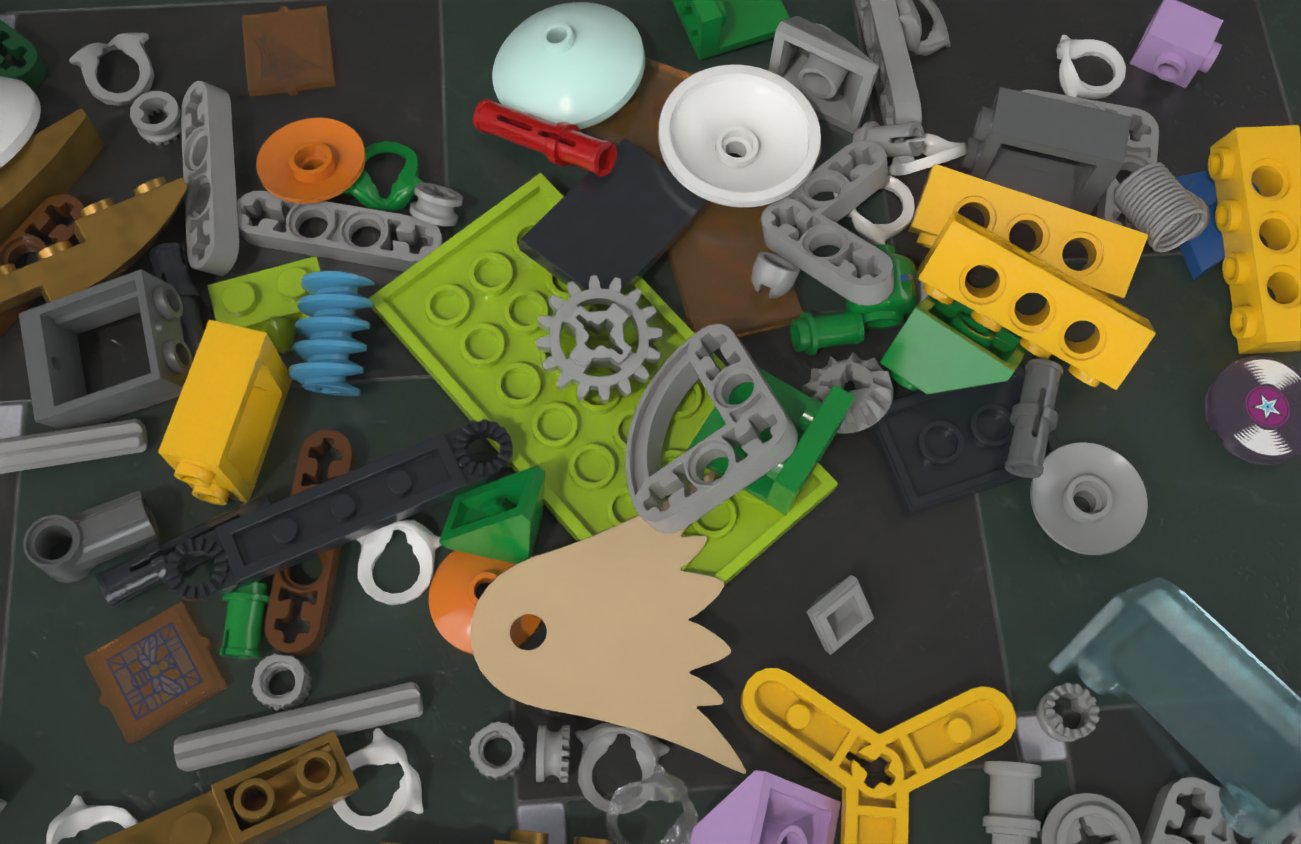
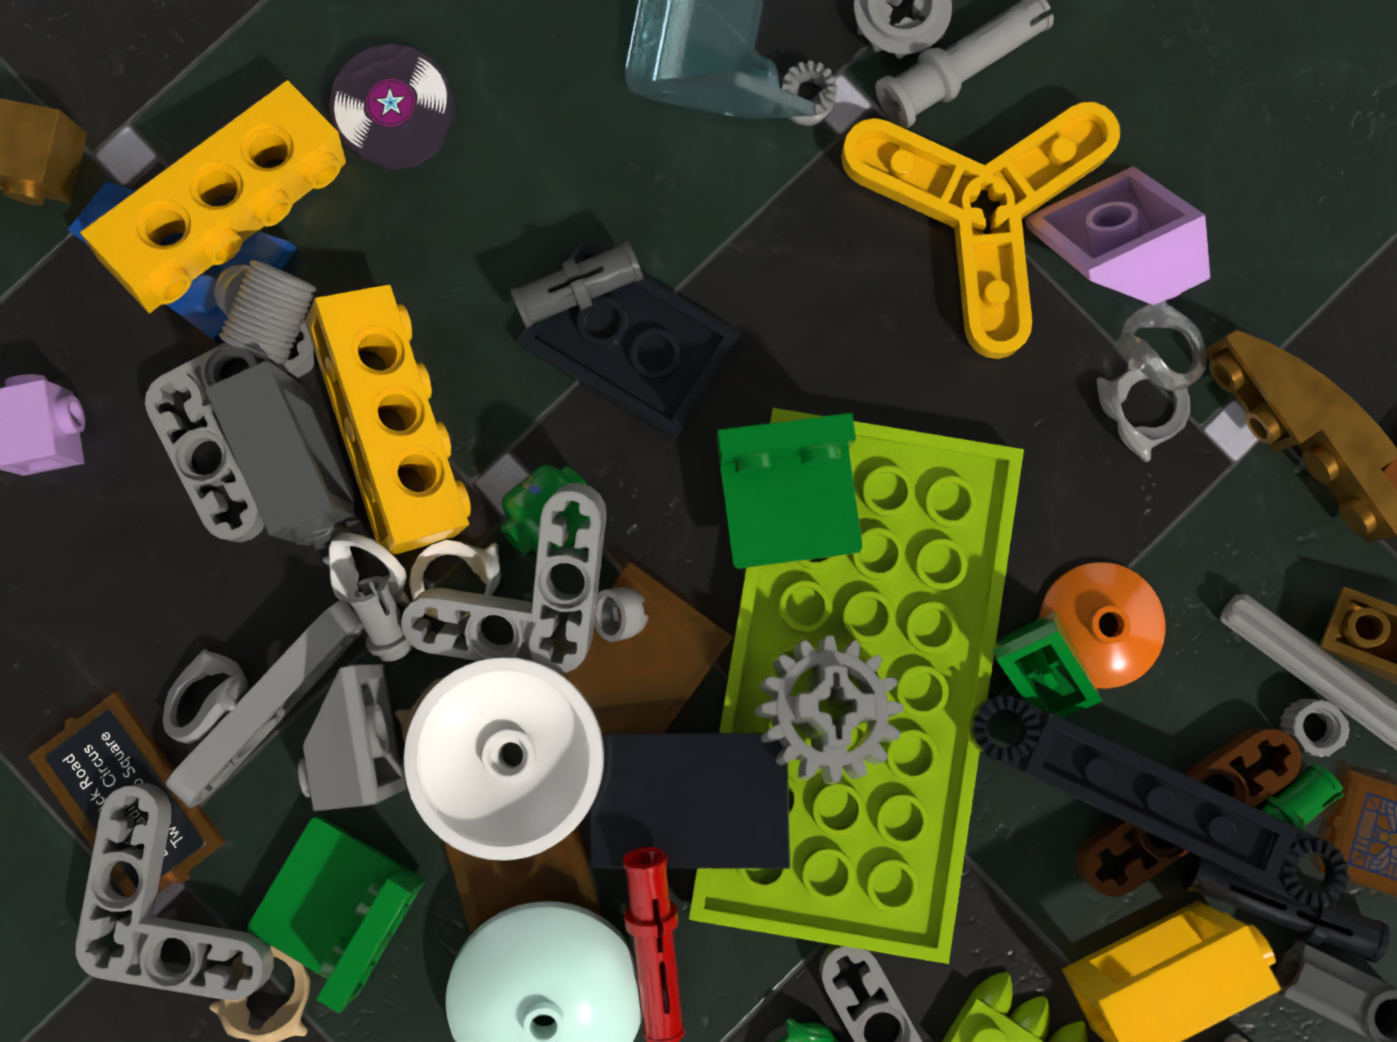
camera: 125 degrees left, 15 degrees up
(329, 332) = (1014, 957): dark azure piece -> none
(374, 544) = (1109, 713): white piece -> none
(405, 799) = (1306, 549): white piece -> none
(436, 204) = (801, 990): light grey bush -> none
(490, 732) = (1233, 499): light grey axle -> none
(551, 753) = (1186, 461): light grey bush -> none
(614, 634) = (1052, 495): tan piece -> none
(743, 426) = (819, 511): light grey beam -> none
(828, 330) = (633, 532): green pin -> none
(840, 613) = (881, 328): light grey slope -> none
(872, 390) = (648, 456): light grey gear -> none
(949, 350) = (554, 400): slope -> none
(1072, 49) = (115, 527): white piece -> none
(1104, 357) = (460, 361): yellow brick -> none
(1109, 486) = (602, 166): light grey dish -> none

